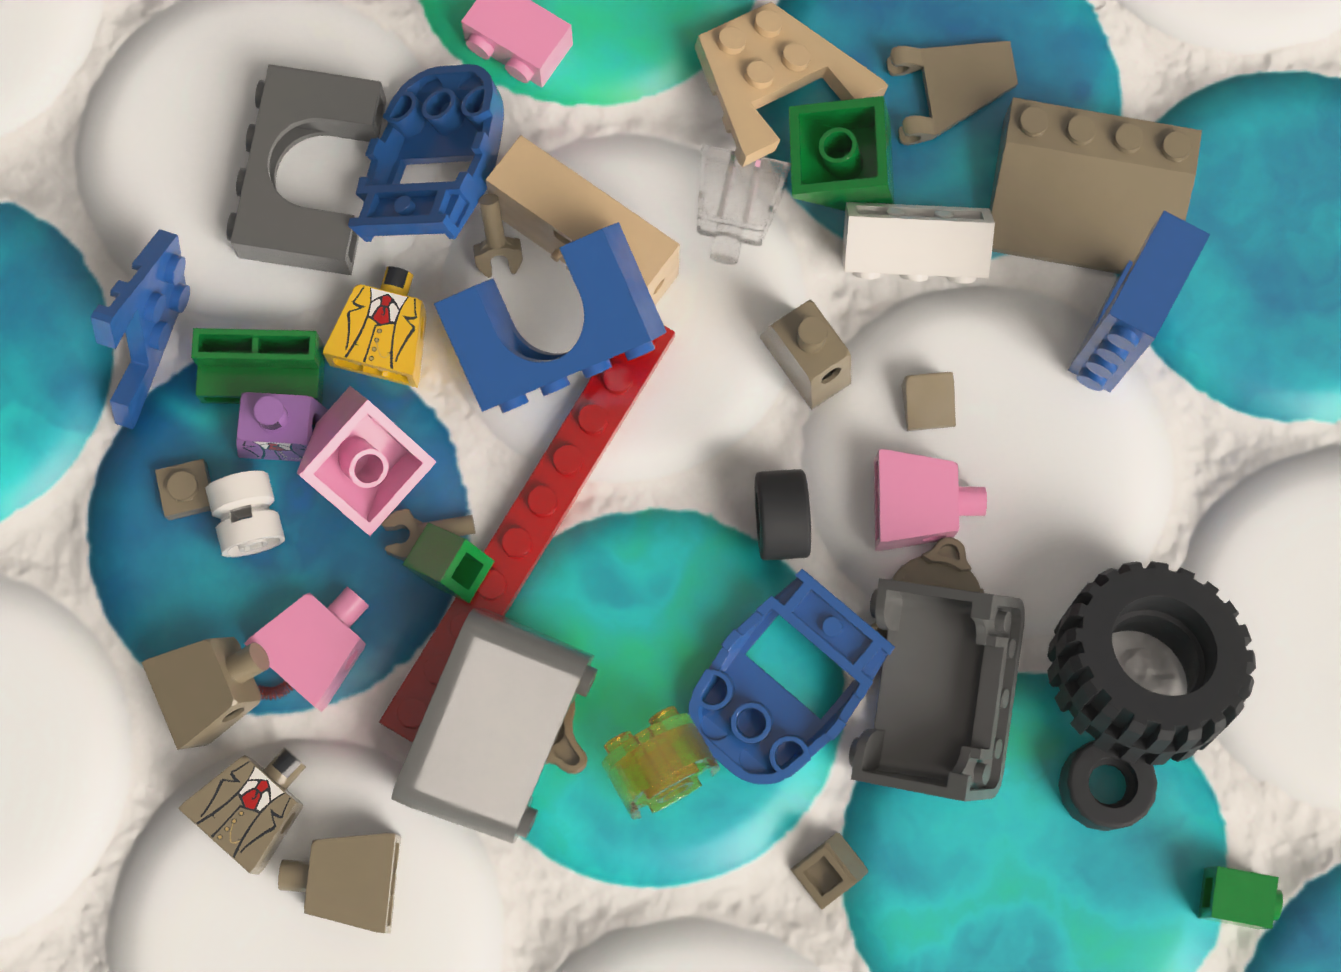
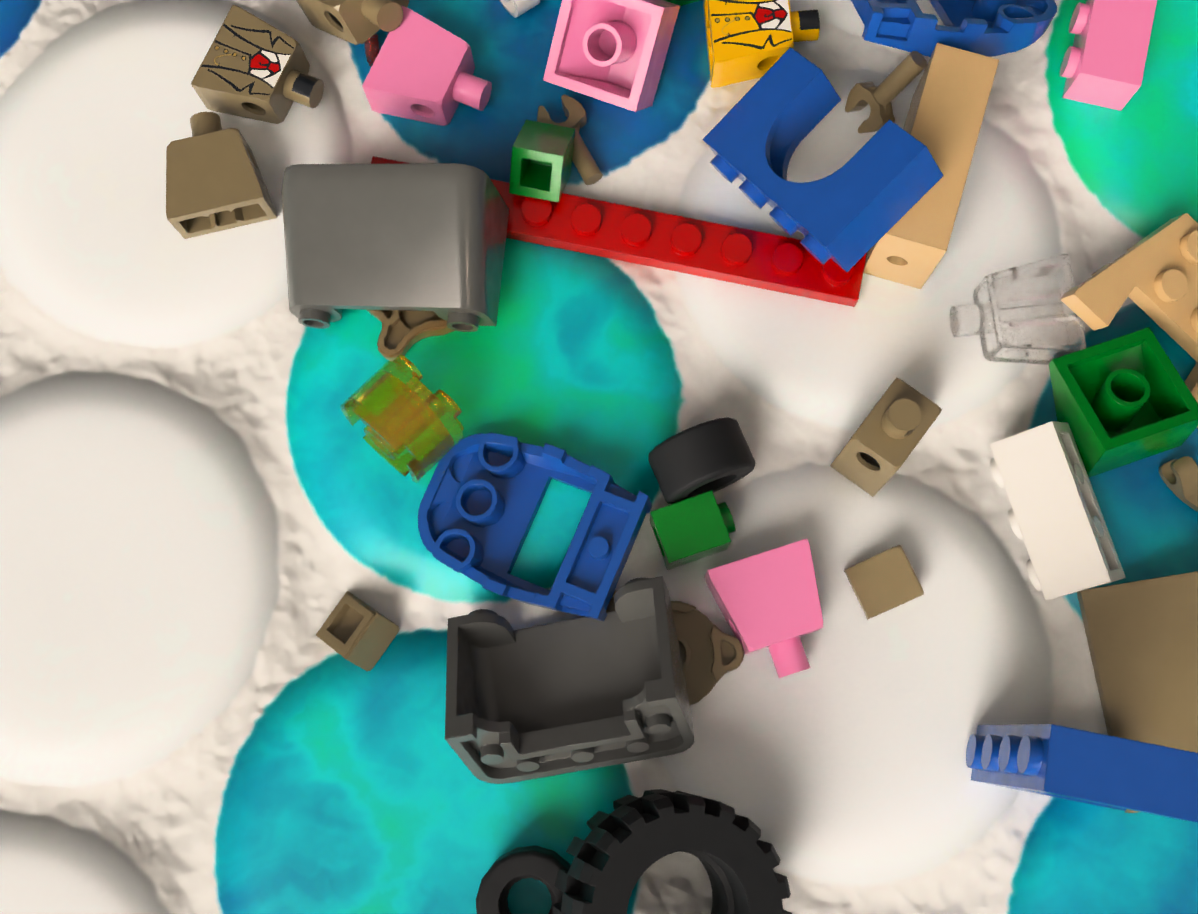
camera: 80 degrees right, 0 degrees up
(836, 545) = (692, 529): none -> green brick

